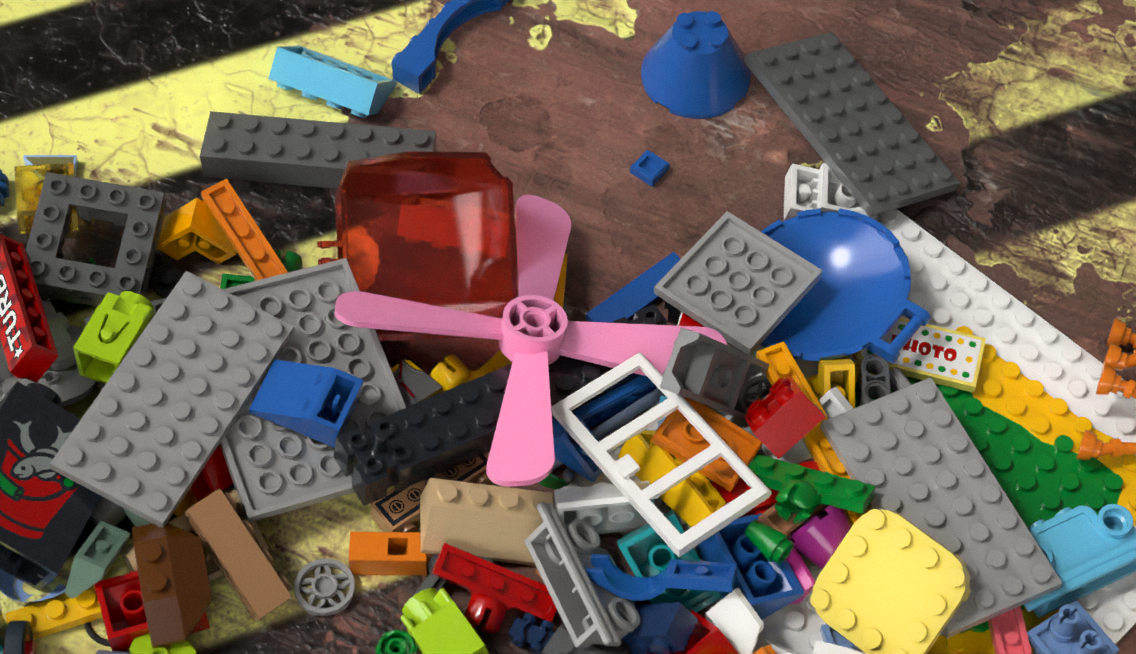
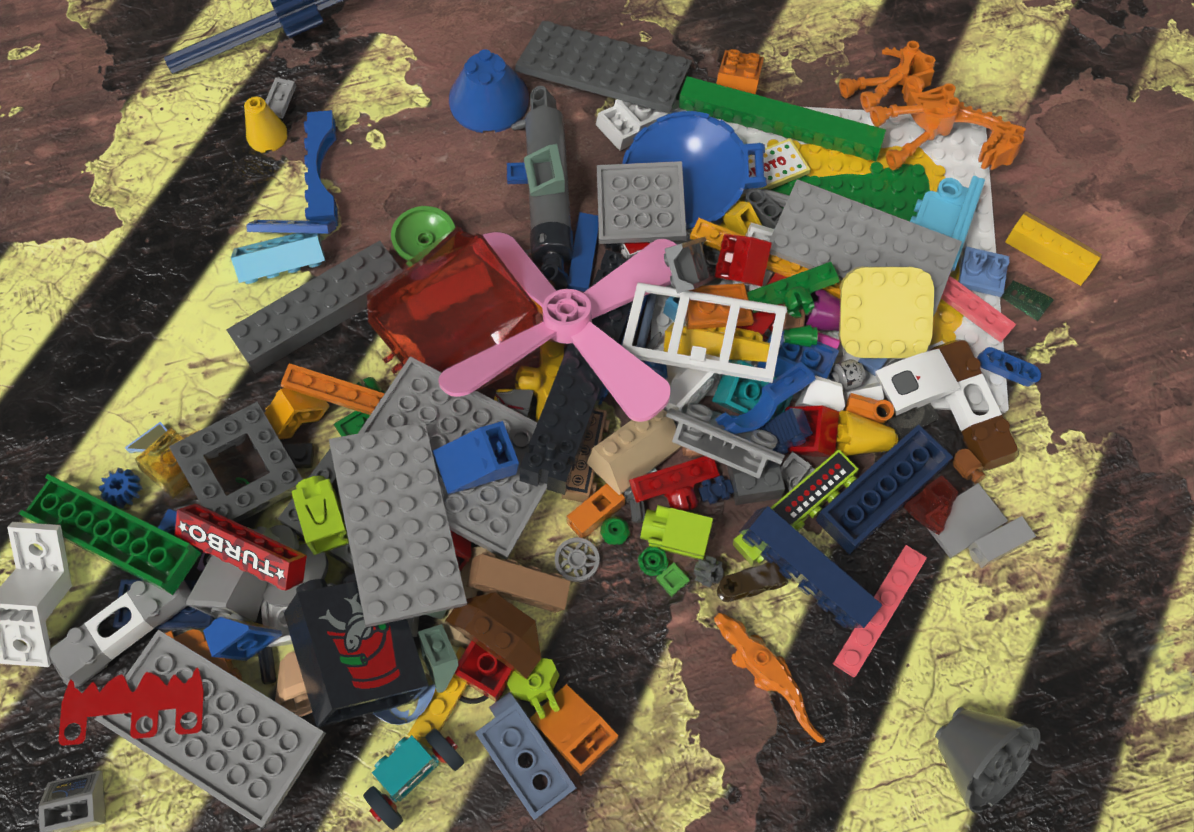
camera: 40 degrees left, 10 degrees up
(368, 60) = (291, 226): none -> tile
(390, 599) = (617, 537): none -> green plate
(500, 142) = (417, 226): none -> bright green dish
(659, 201) = (549, 214): none -> dark grey piece
(661, 196) = (553, 186): none -> sand green tile
(789, 627) = (848, 373): none -> light grey head
(997, 234) = (740, 70): none -> orange slope
(998, 314) = (782, 118): none -> green brick

